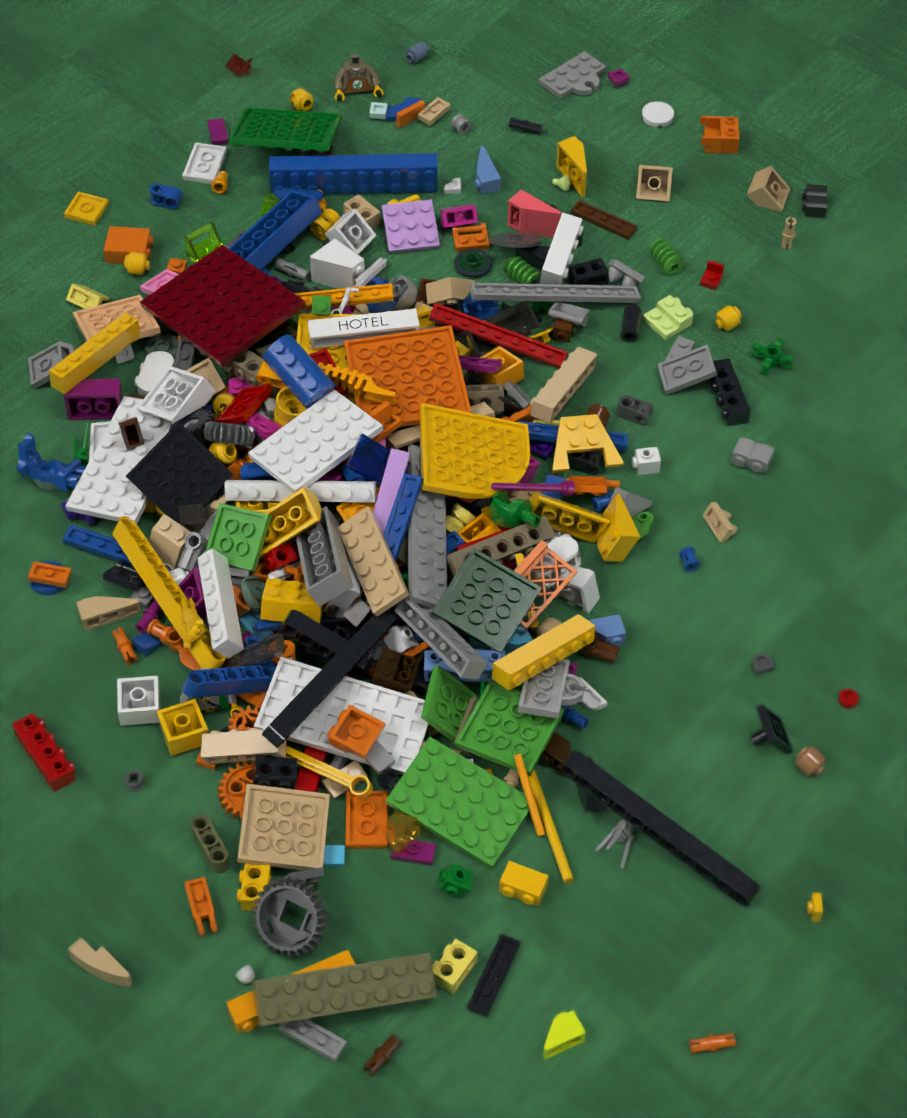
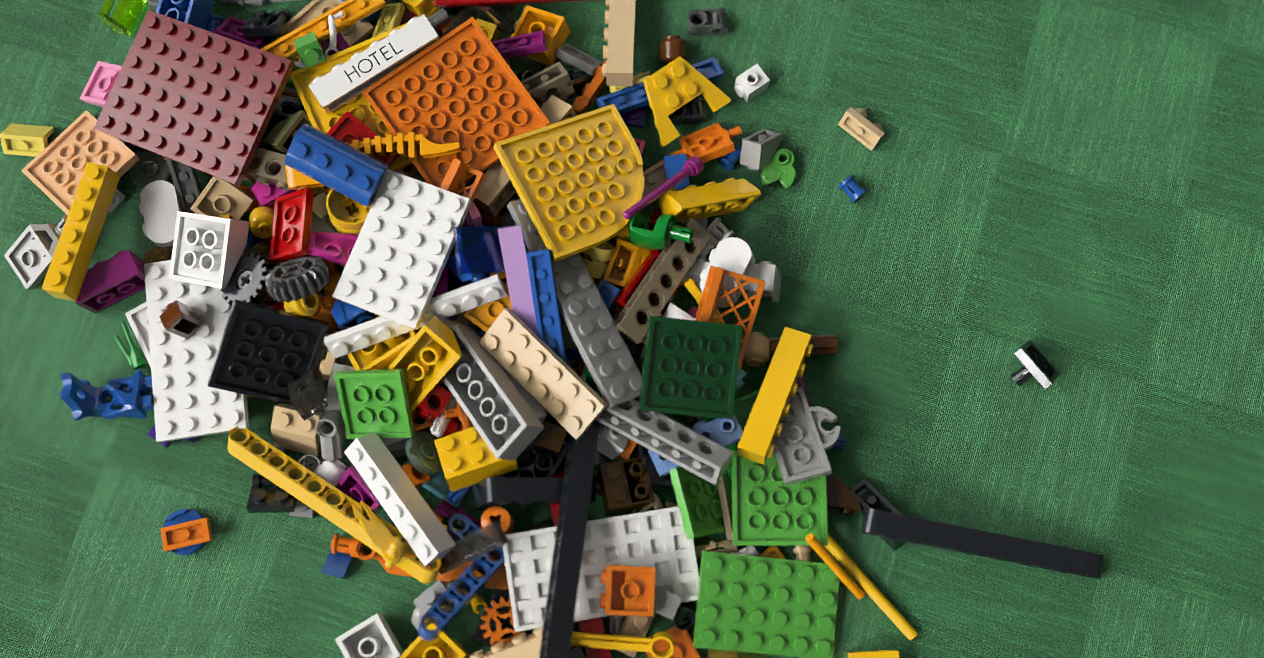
camera: 25 degrees left, 25 degrees up
(95, 543) = (209, 466): blue plate -> none
(104, 610) = (264, 552): tan slope -> none
(123, 240) = (36, 48): orange brick -> none
(124, 645) = (316, 579): orange pin -> none
(136, 263) = (59, 69): yellow head -> none
(148, 615) = (323, 534): magenta pin -> none
(177, 265) = (108, 51): orange plate -> none
(591, 698) = (823, 400): white tile -> none
(610, 630) = (813, 319): medium blue slope -> none
(620, 533) = (776, 194): yellow slope -> none
(620, 833) = (944, 558): light grey plant -> none
(752, 455) = (856, 26): light grey brick -> none
(762, 664) = (981, 282): dark grey tile -> none
(810, 761) = (1084, 381): medium nougat head -> none
(815, 907) = (1165, 550): yellow plate -> none
(848, 698) = (1084, 284): red tile -> none

